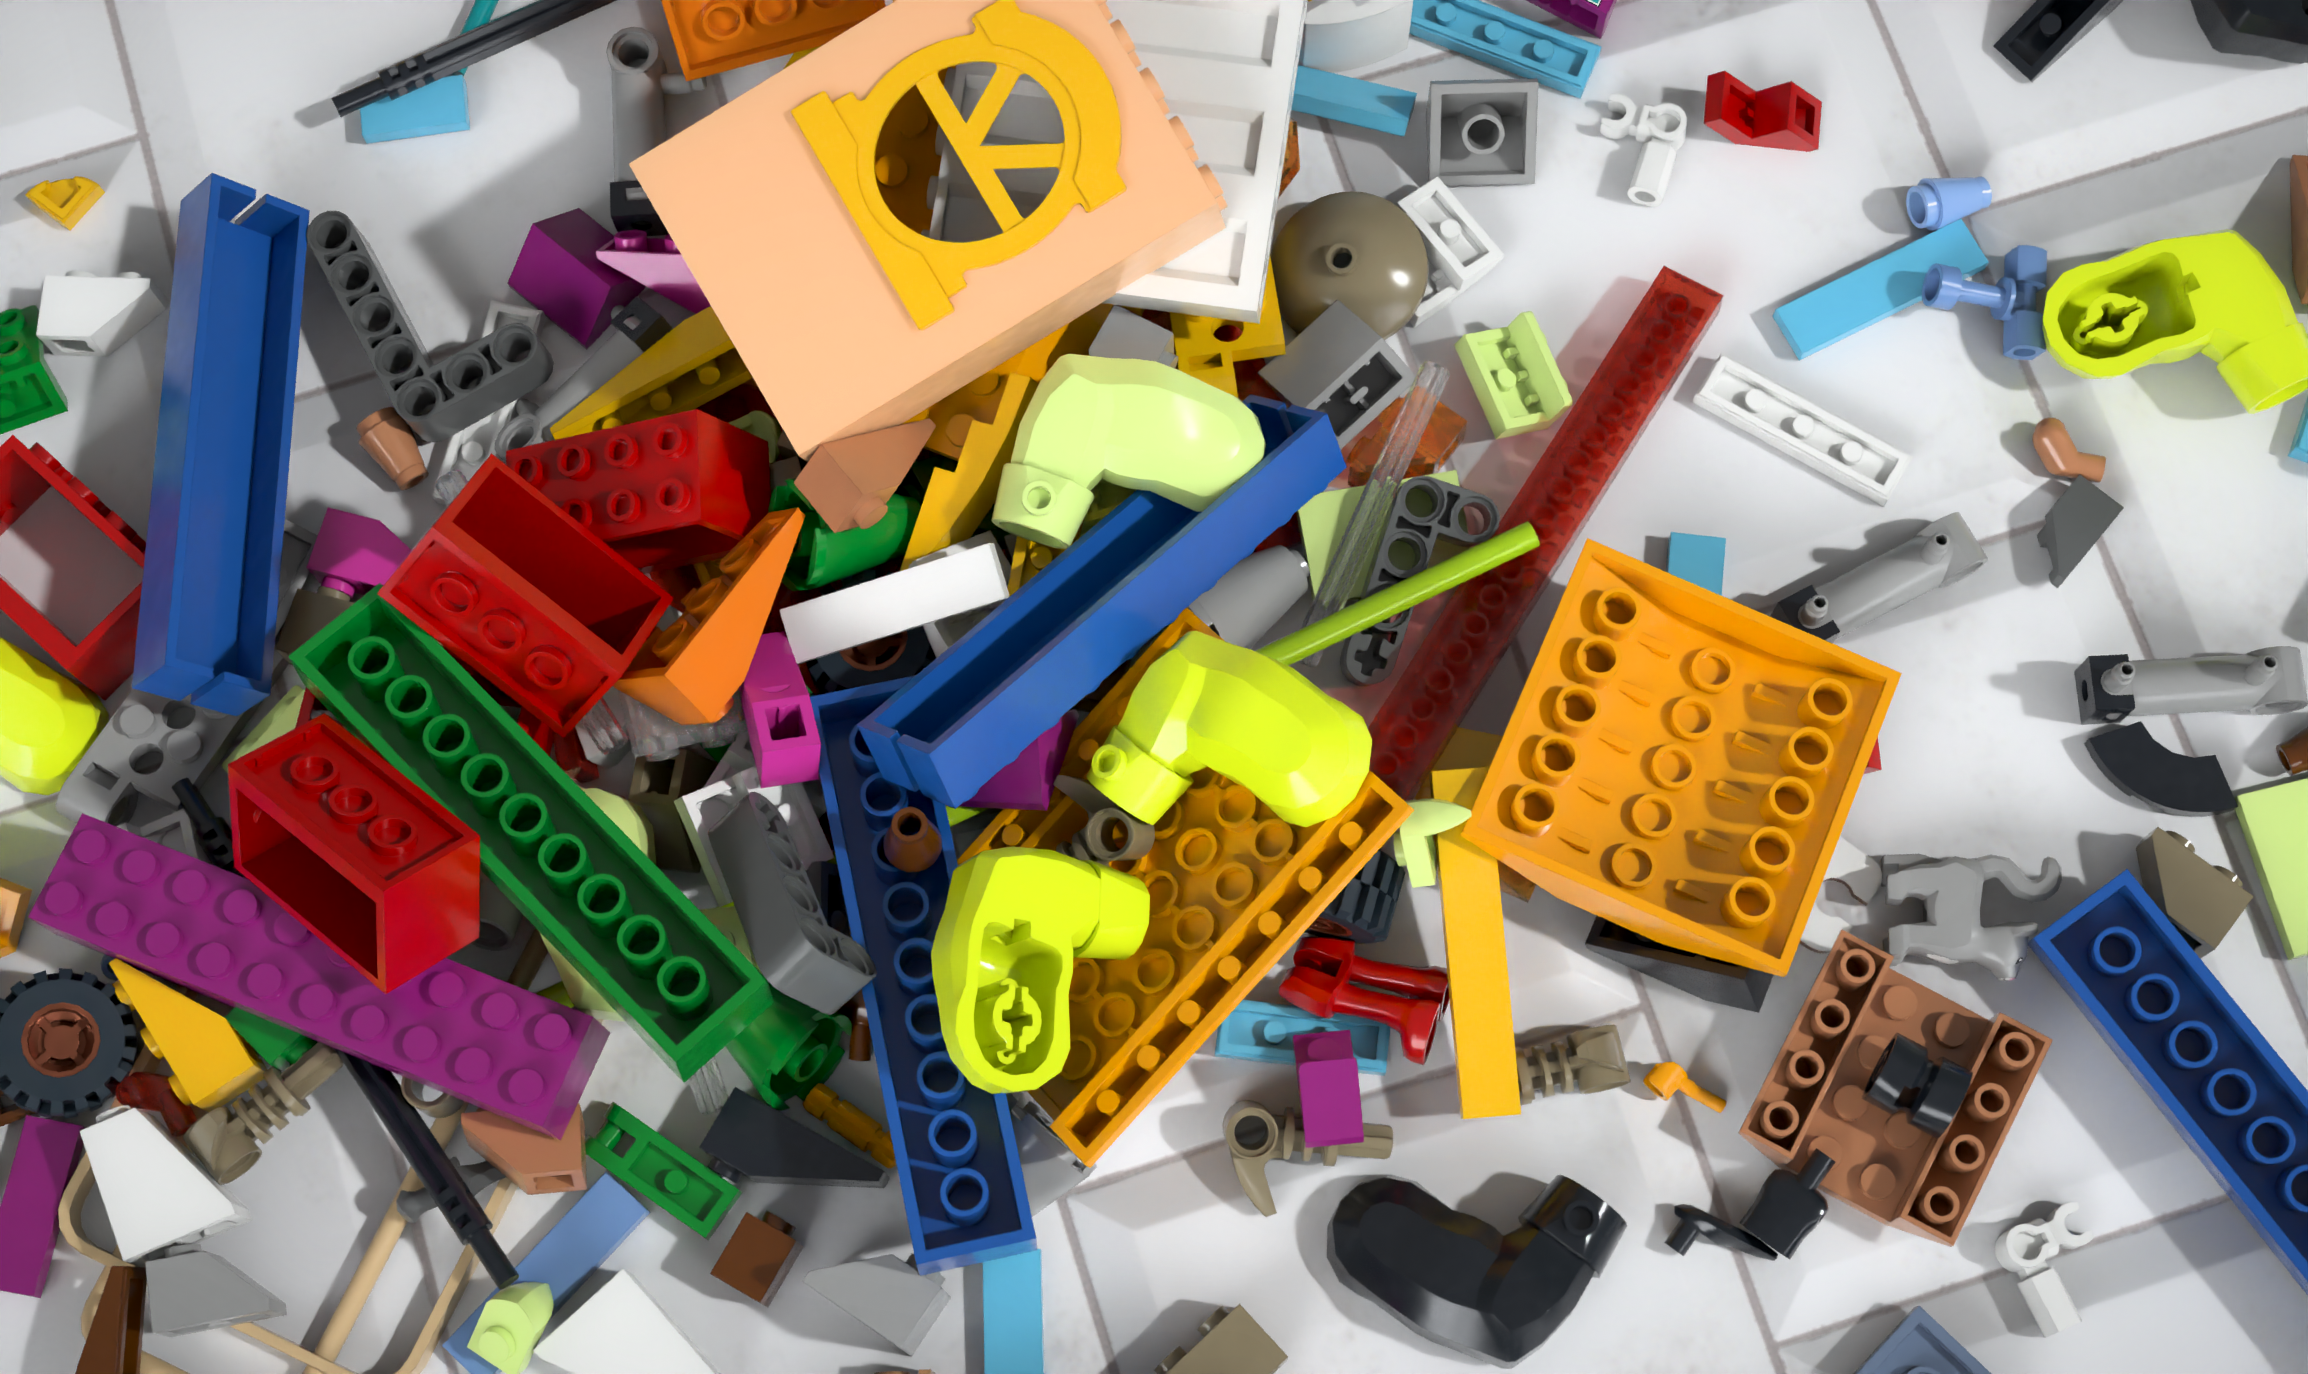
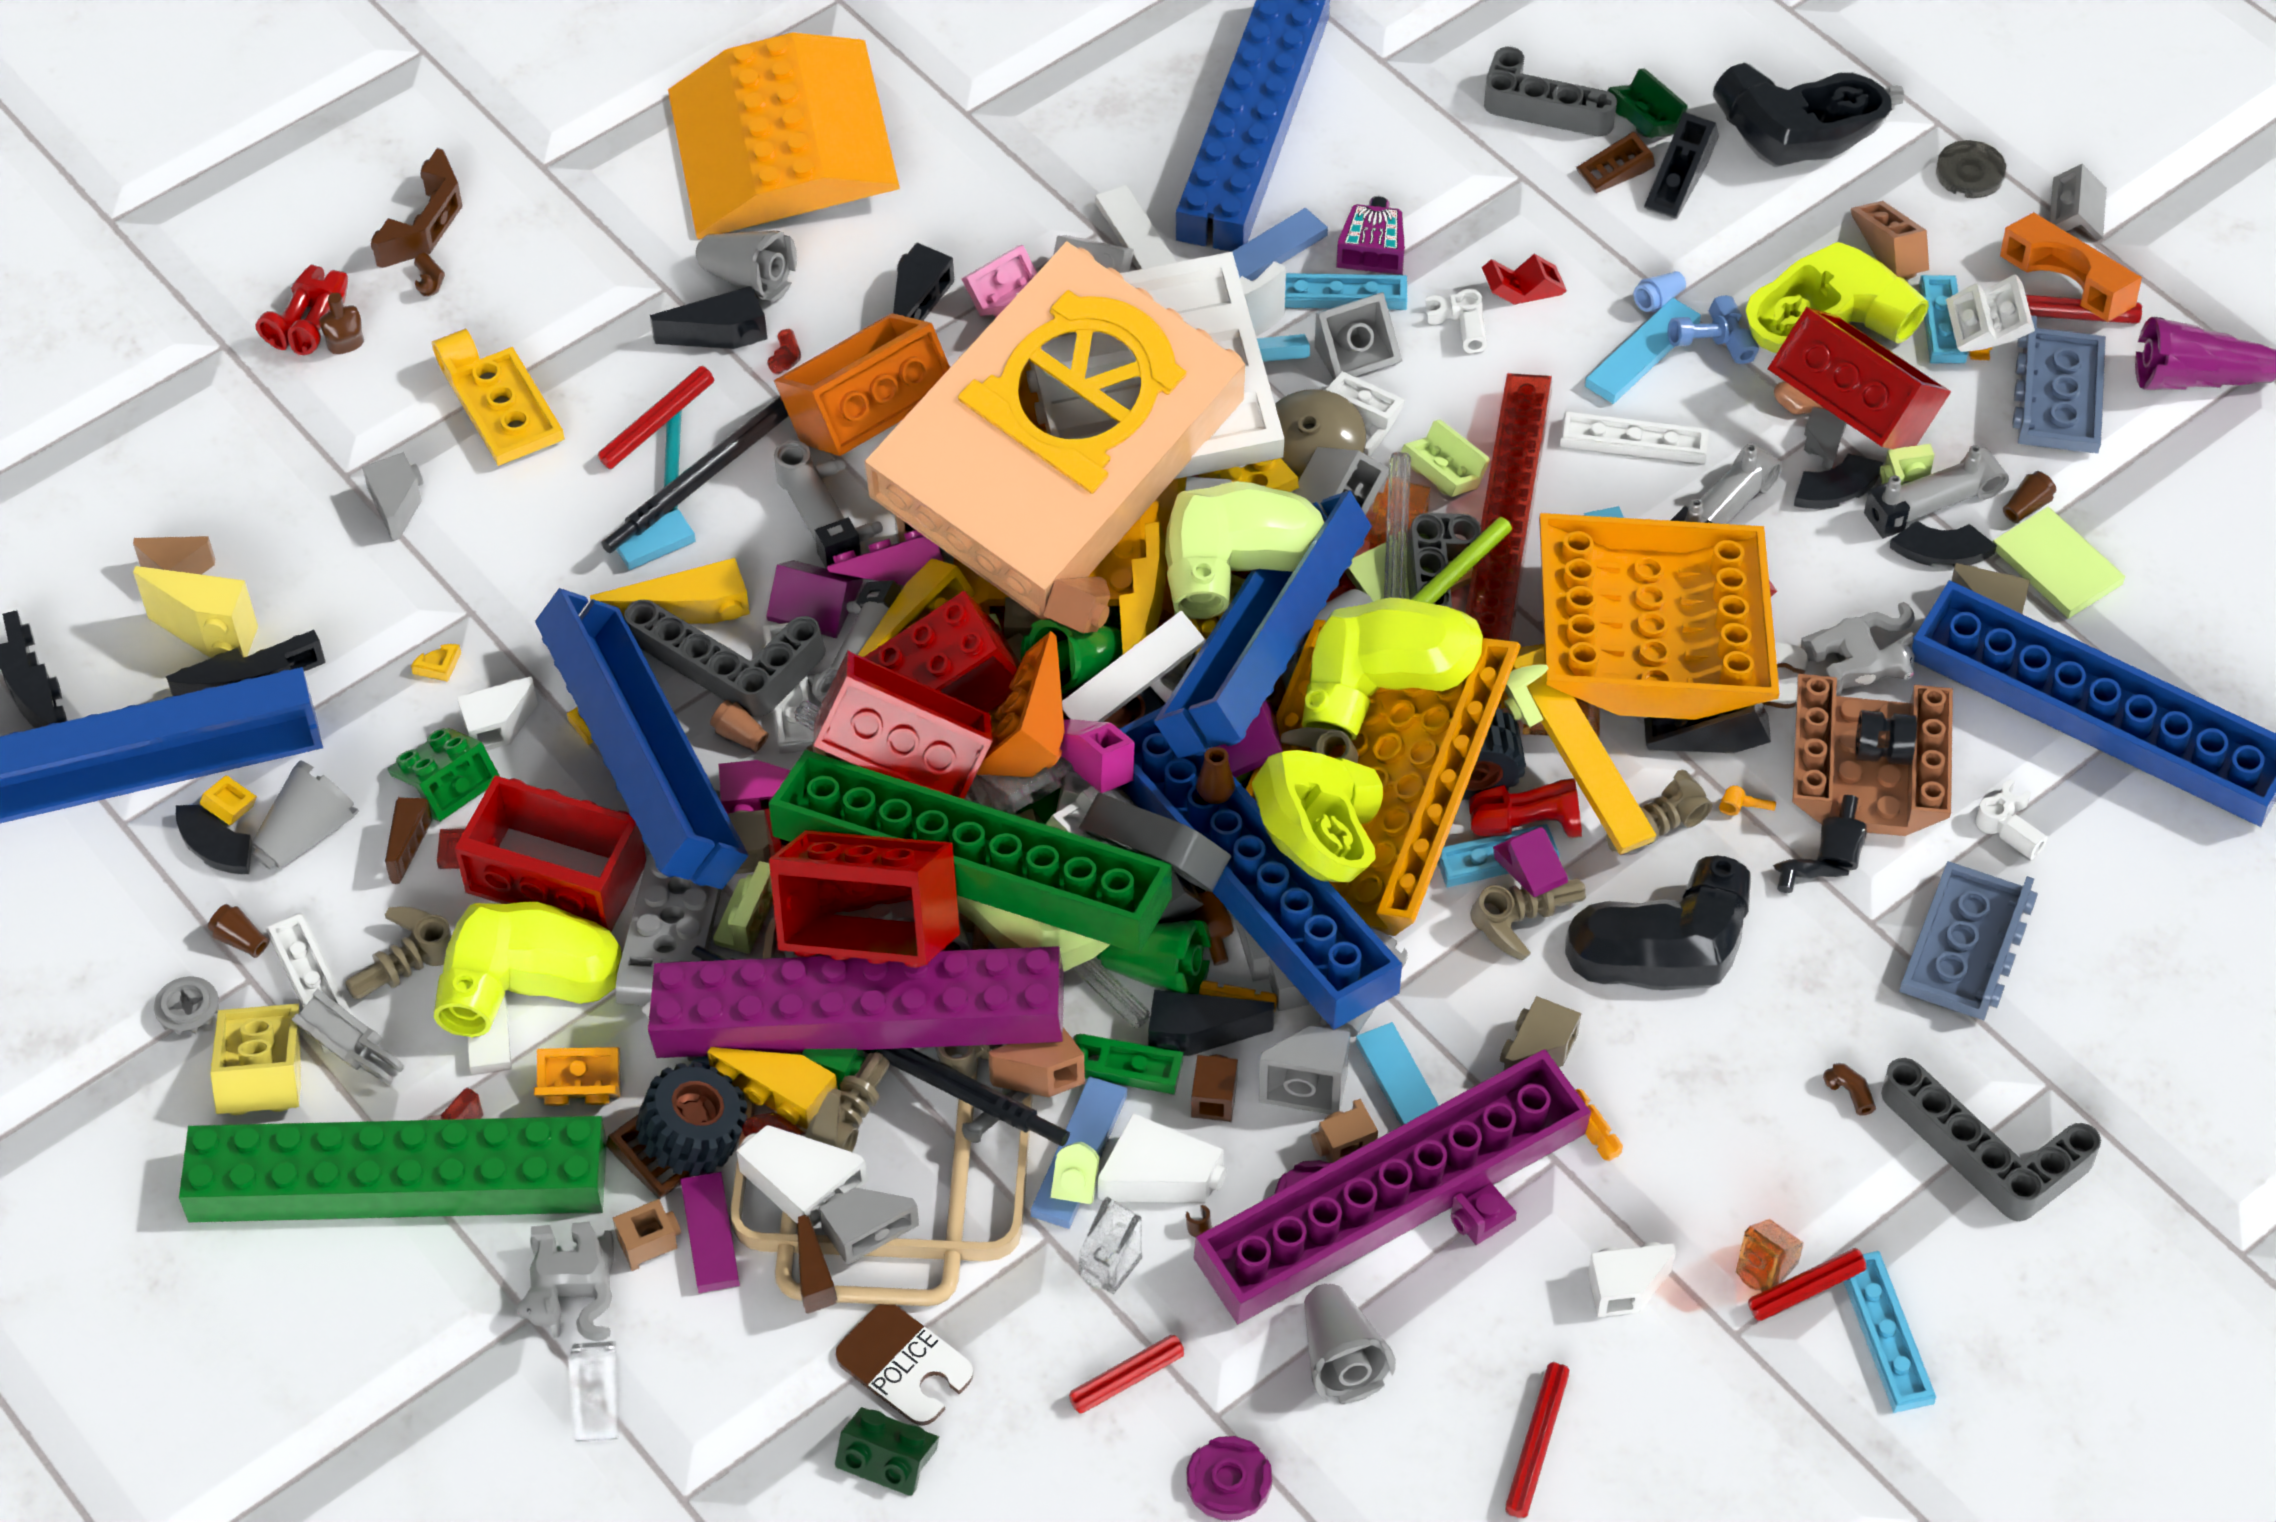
camera: 25 degrees left, 20 degrees down
(427, 222) = (694, 595): none -> yellow slope
(2058, 616) = (1839, 484): none -> black tile
(2154, 476) = (1858, 380): none -> red hose
(2172, 625) = (1908, 463): none -> yellowish green bracket

